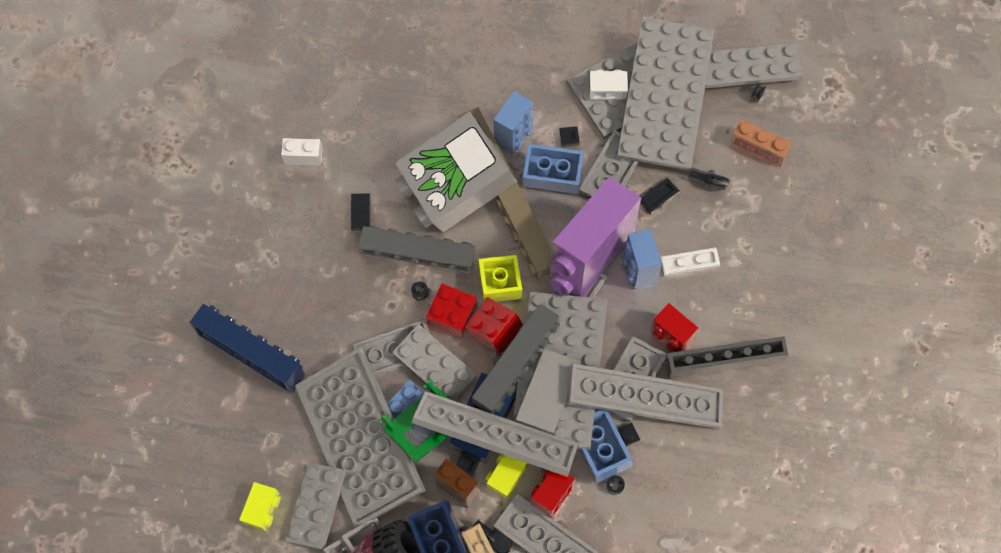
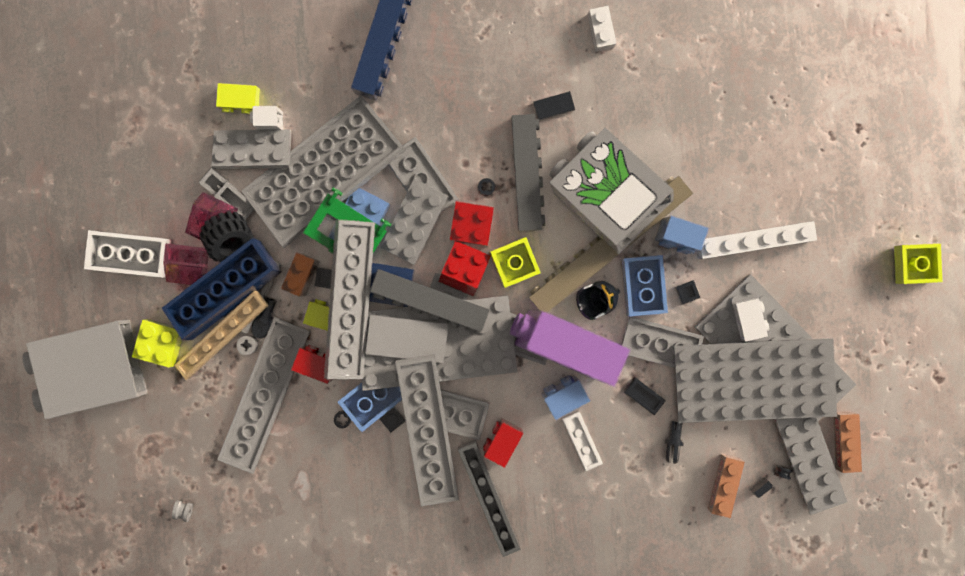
camera: 75 degrees right, 20 degrees up
(289, 478) = (267, 118): none -> white brick
(537, 62) = (758, 240): none -> white brick
(555, 215) = (597, 299): none -> black helmet
(741, 32) = (847, 442): none -> nougat brick
(769, 113) = (761, 488): none -> black tile

